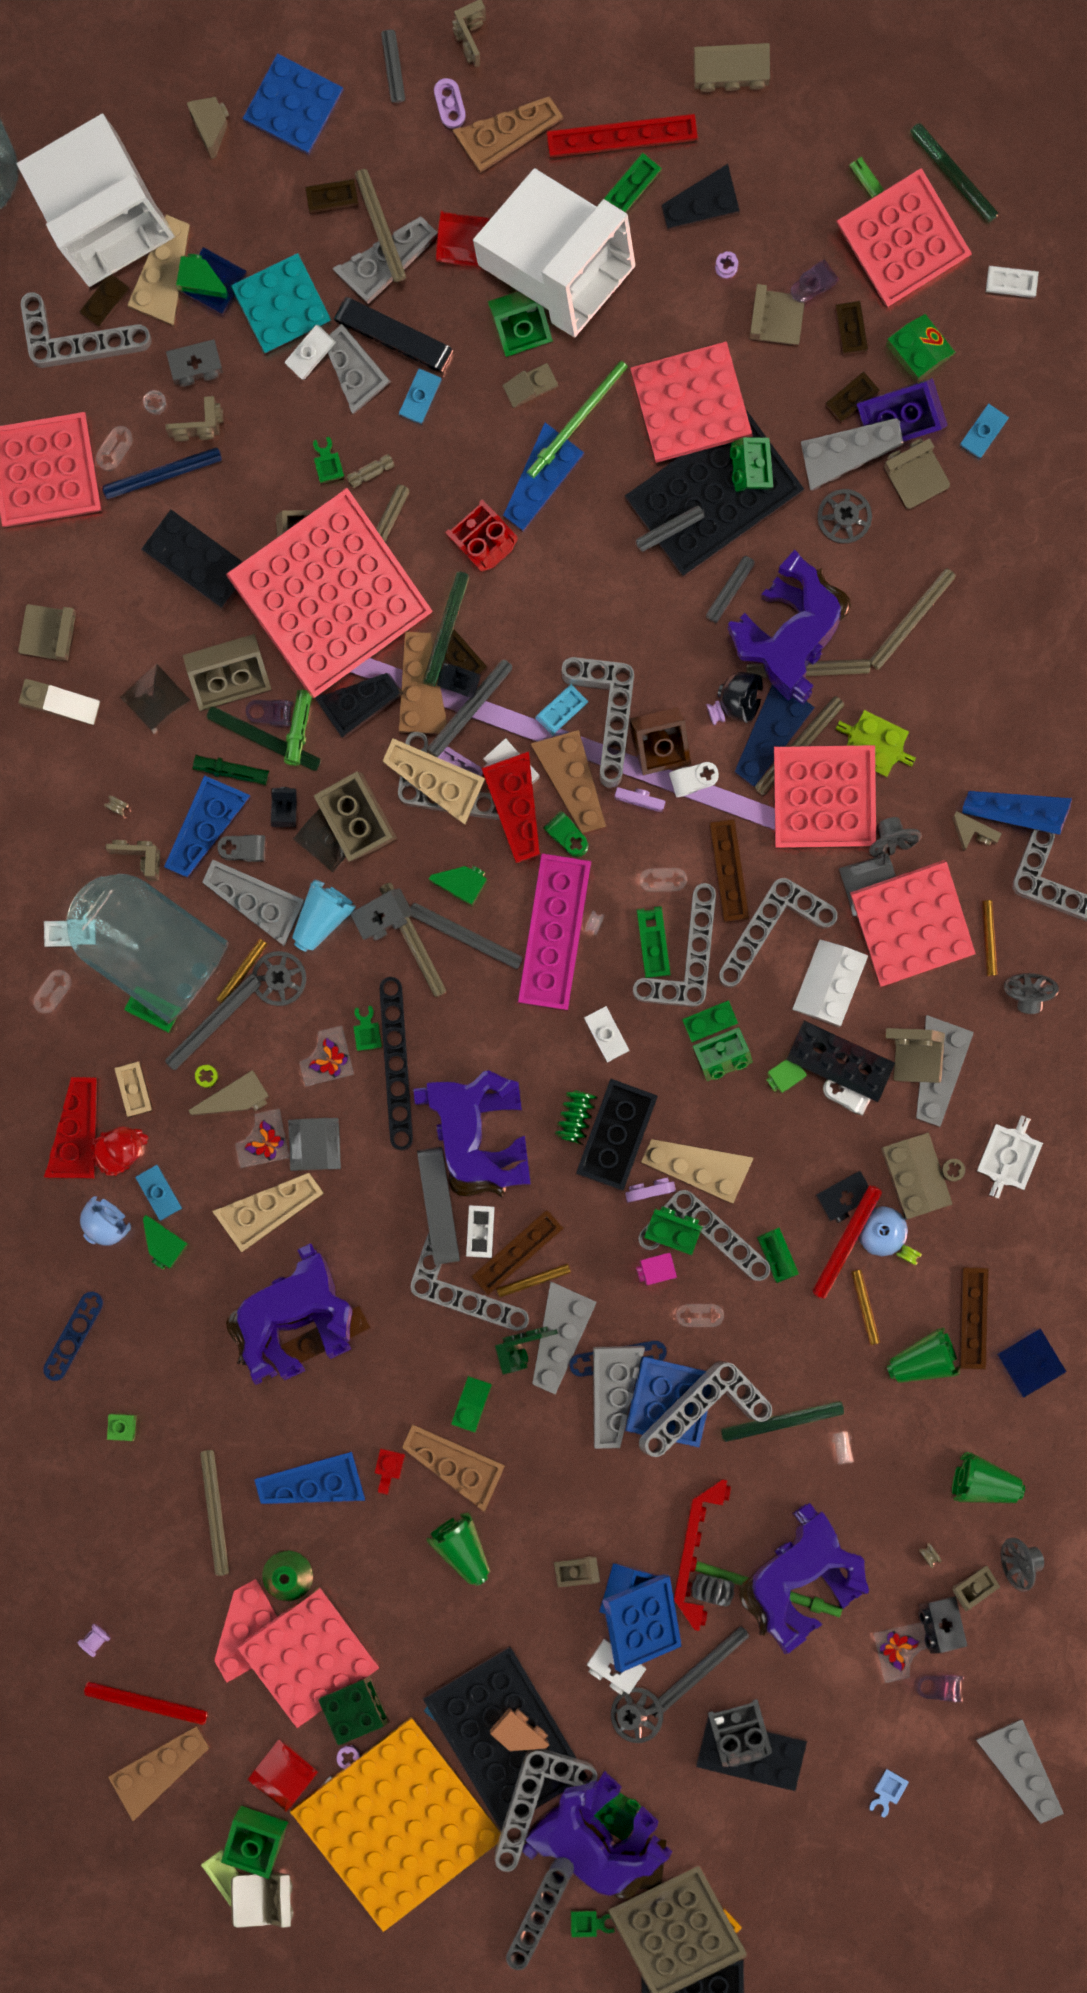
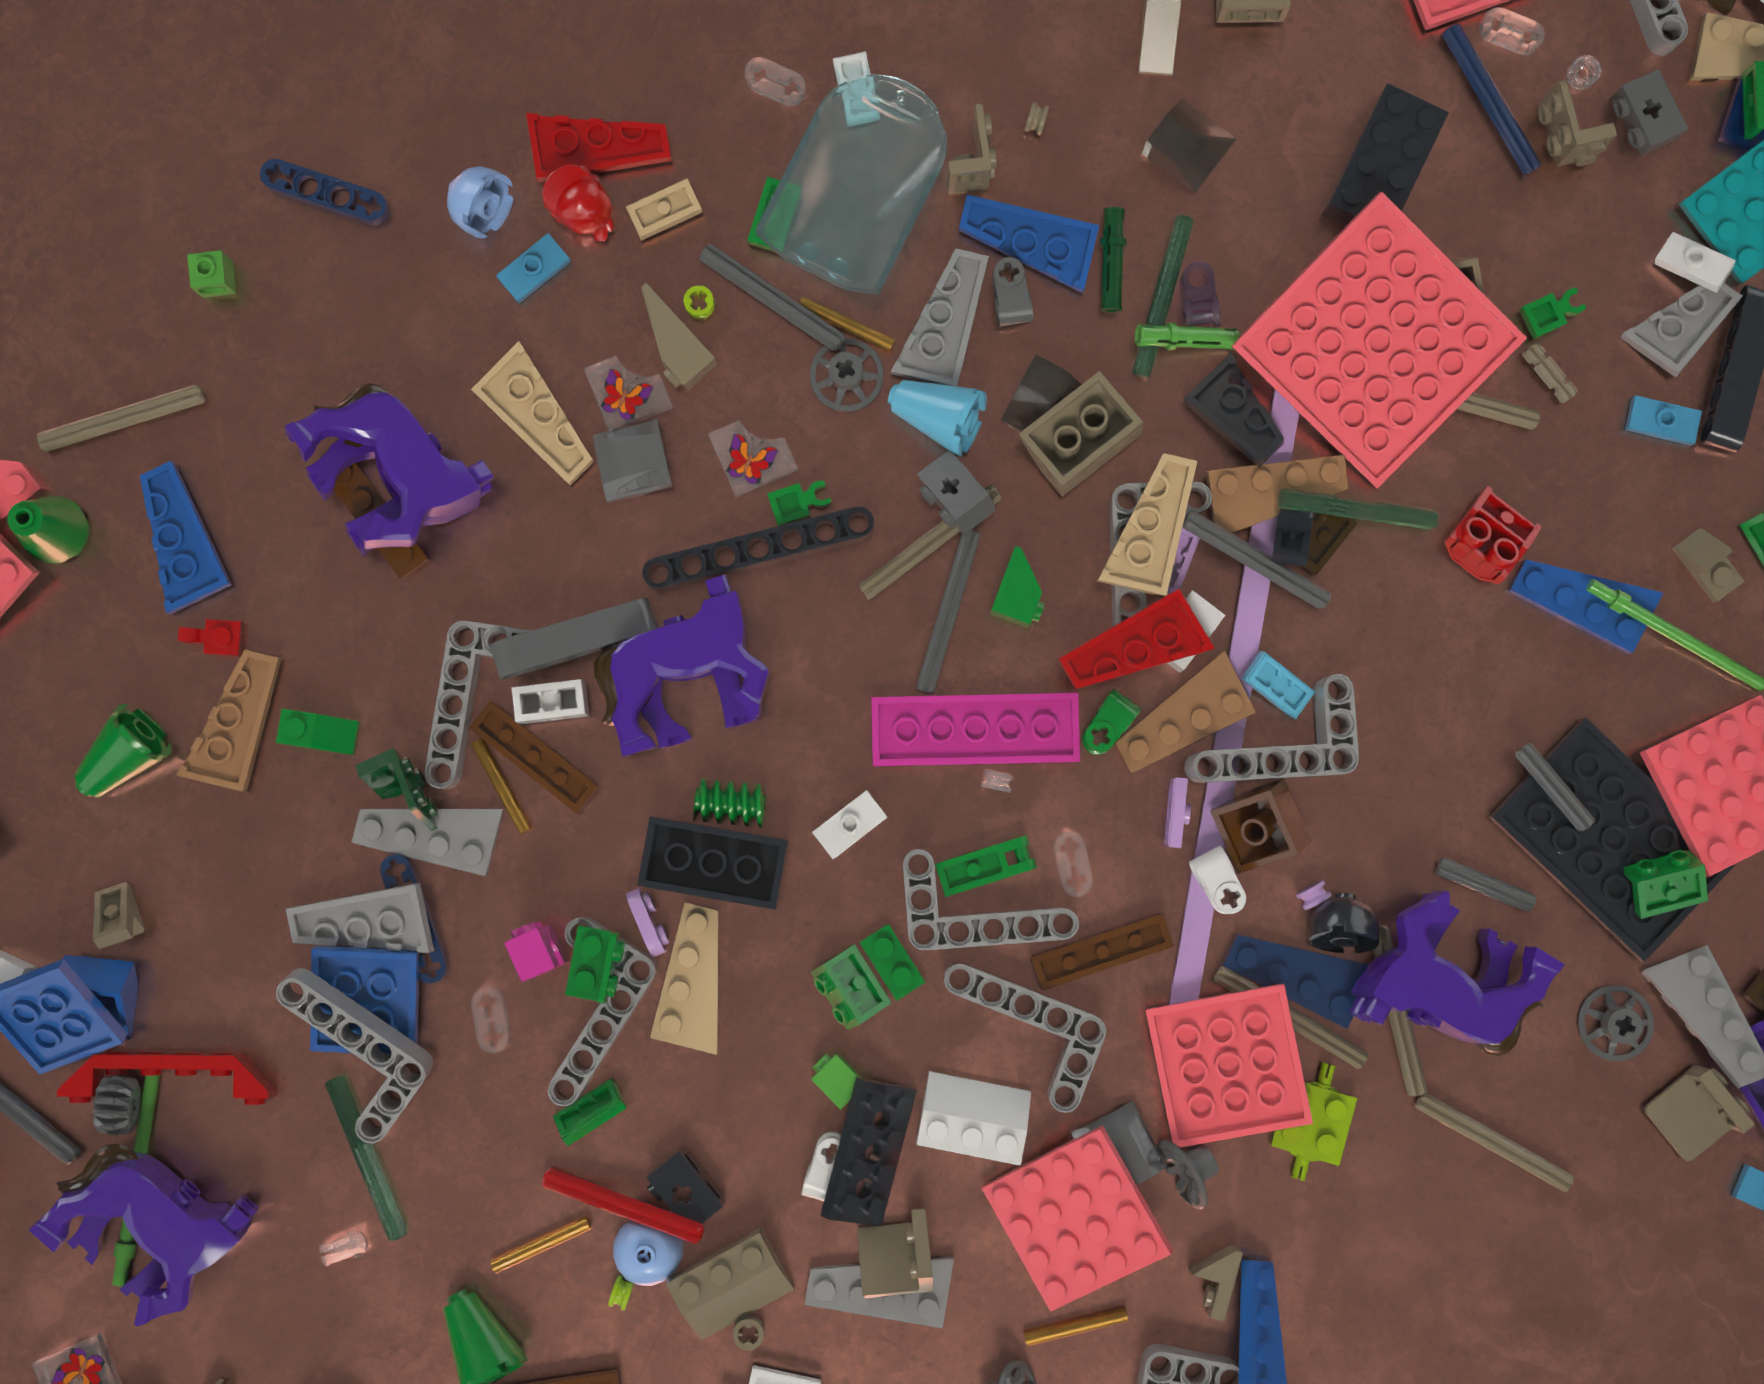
camera: 75 degrees right, 0 degrees up
(162, 1244) = (466, 283): green slope -> none
(227, 672) = (1242, 230): dark tan slope -> none
(283, 807) = (1075, 338): black bracket -> none

